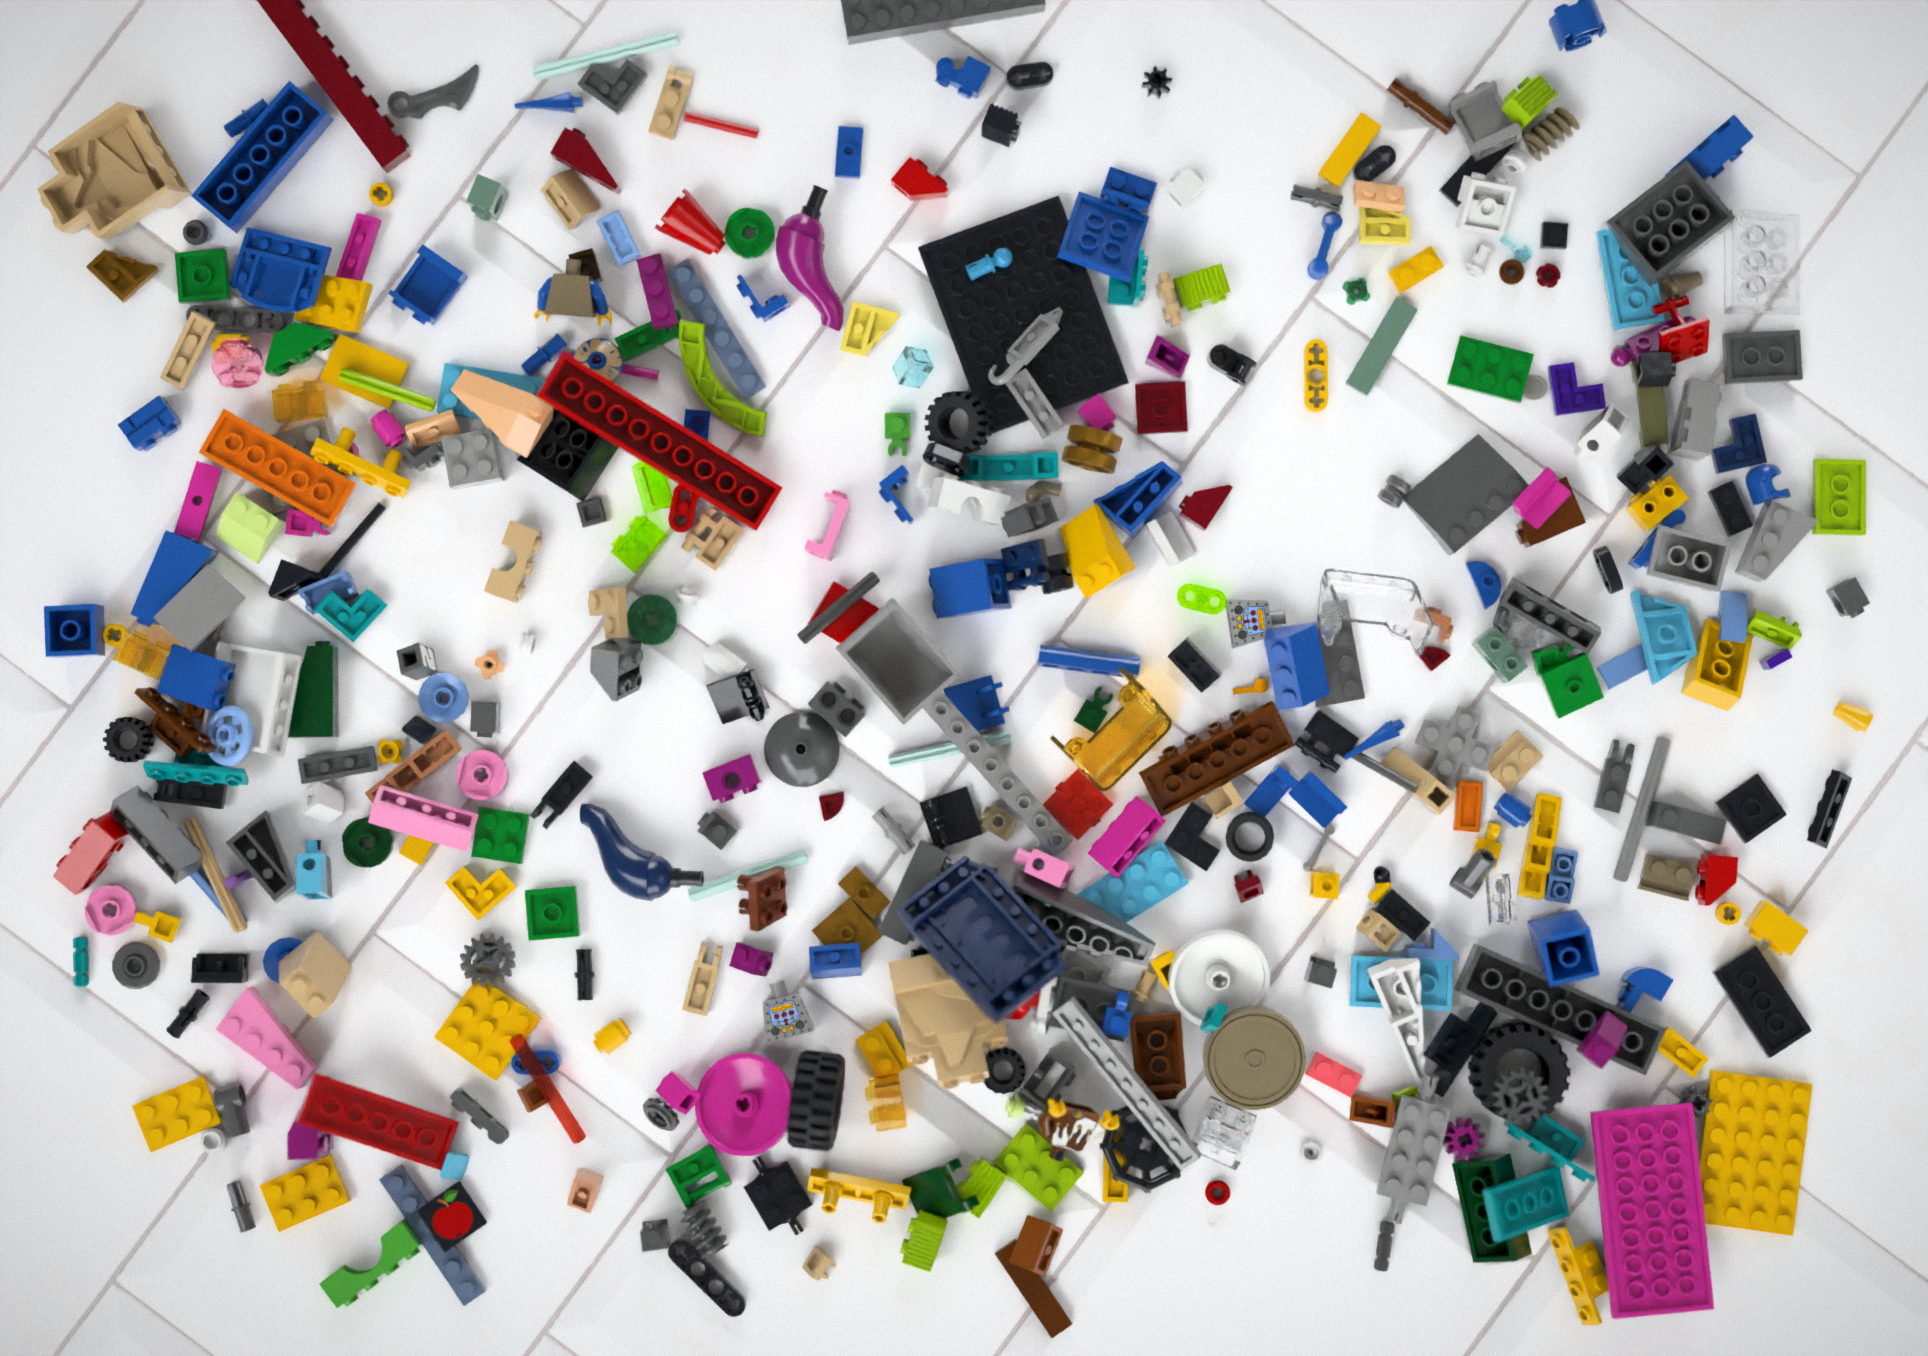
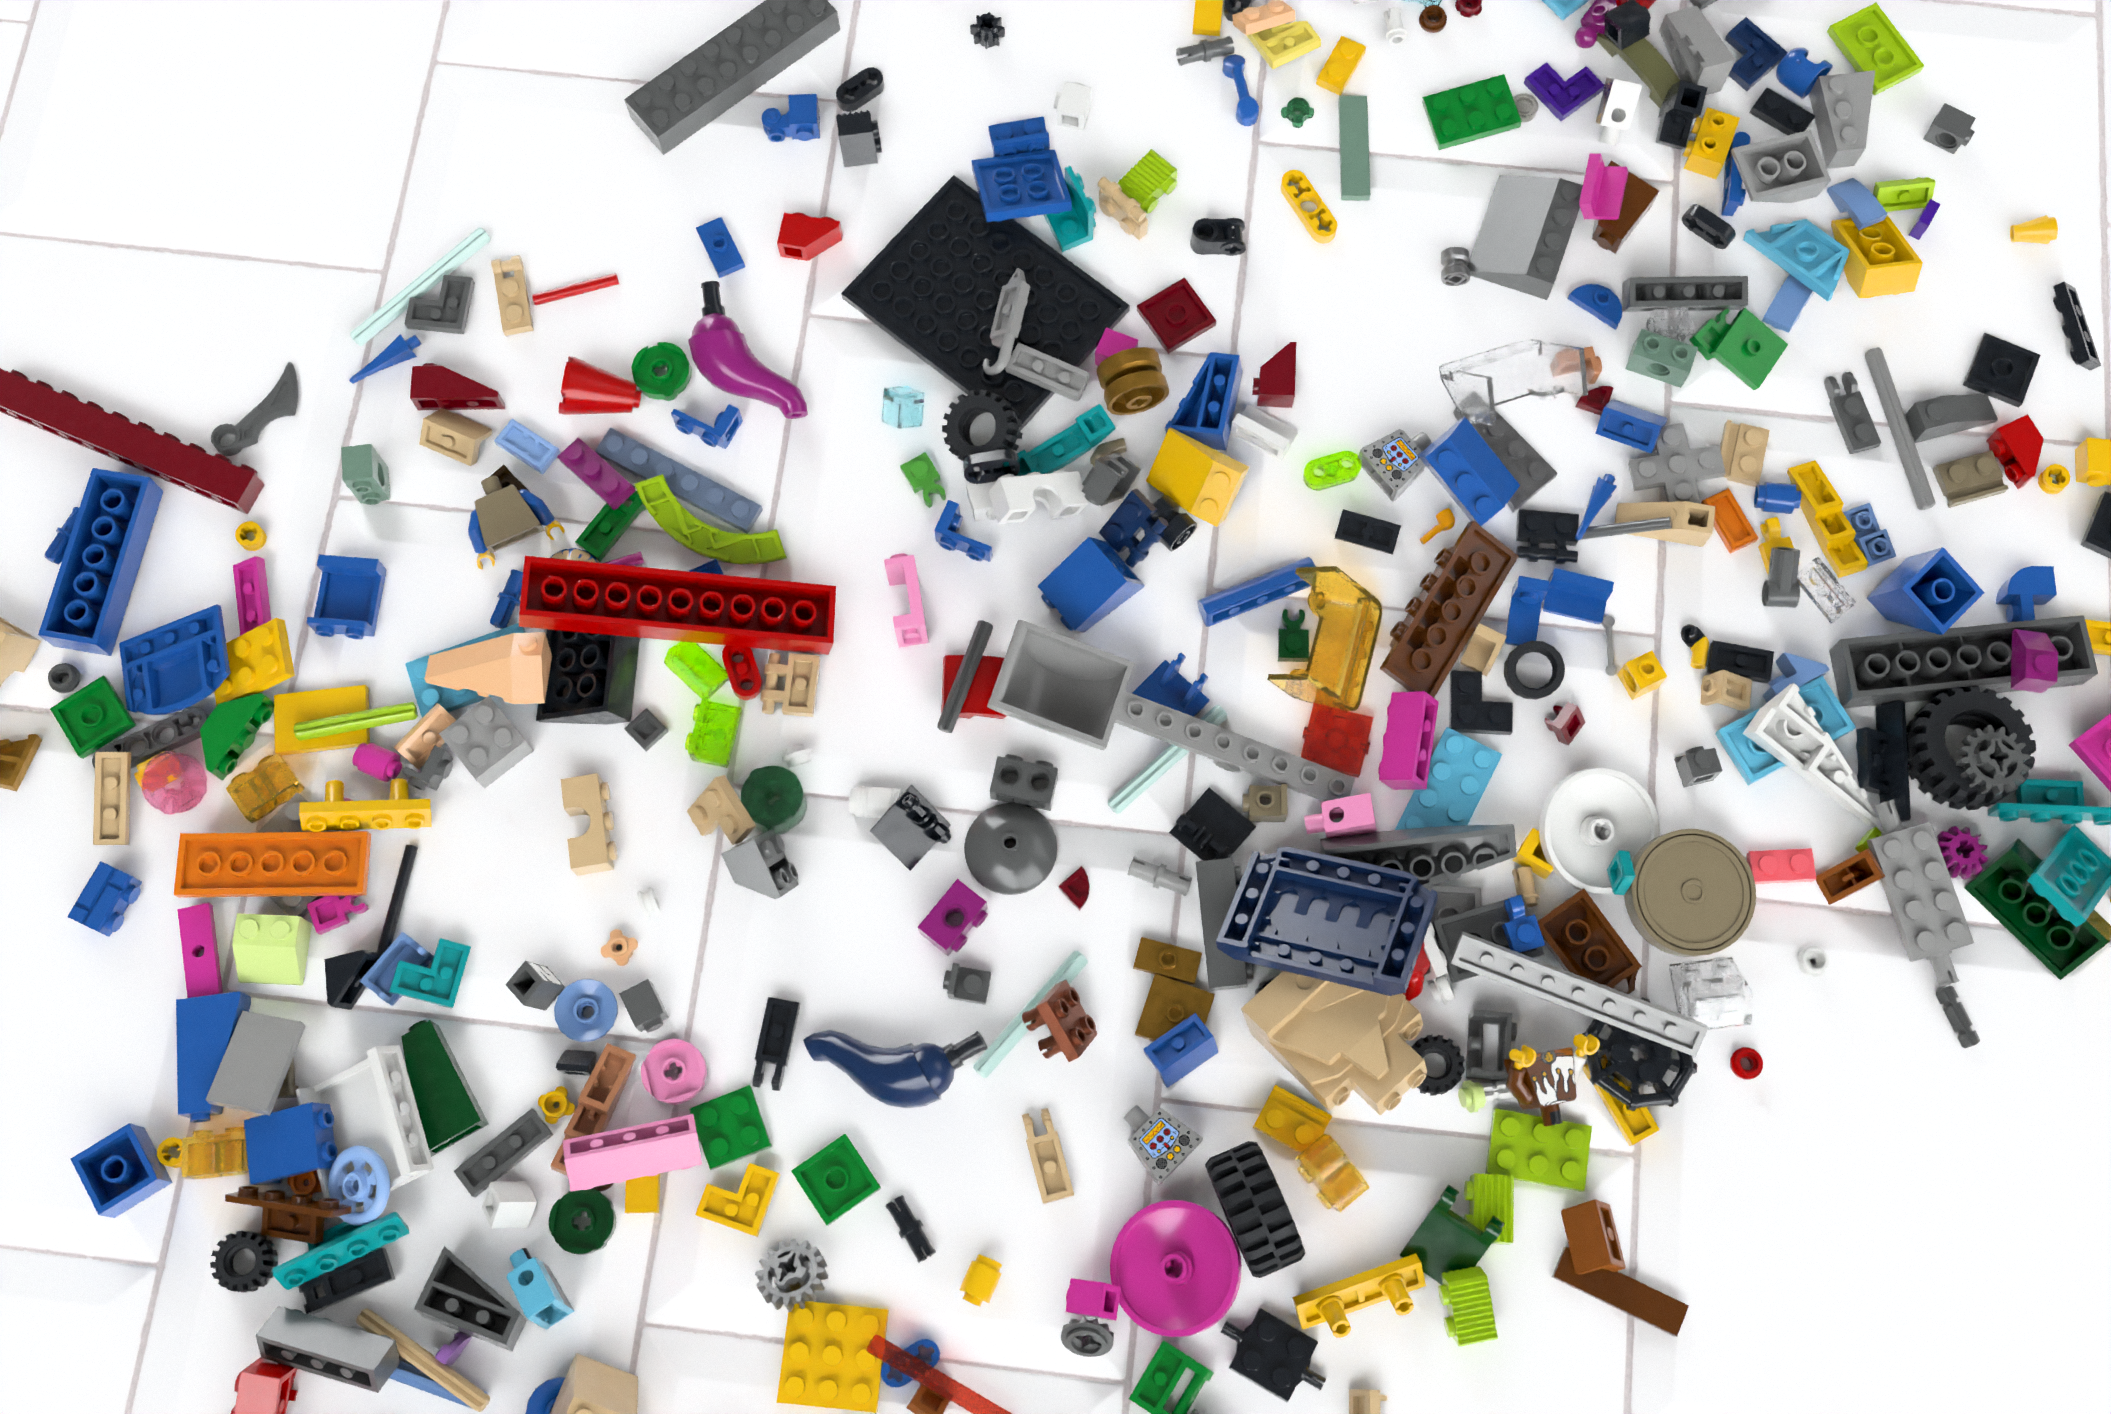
camera: 25 degrees left, 15 degrees down
(751, 959) = (1087, 1103): magenta bracket -> none
(865, 328) = (833, 396): light yellow wing -> none
(1002, 258) = (931, 256): dark azure pin -> none
(1167, 357) = (1151, 264): magenta slope -> none
(1443, 693) = (1630, 425): none -> blue panel
(1500, 618) = (1638, 321): dark grey arm -> none

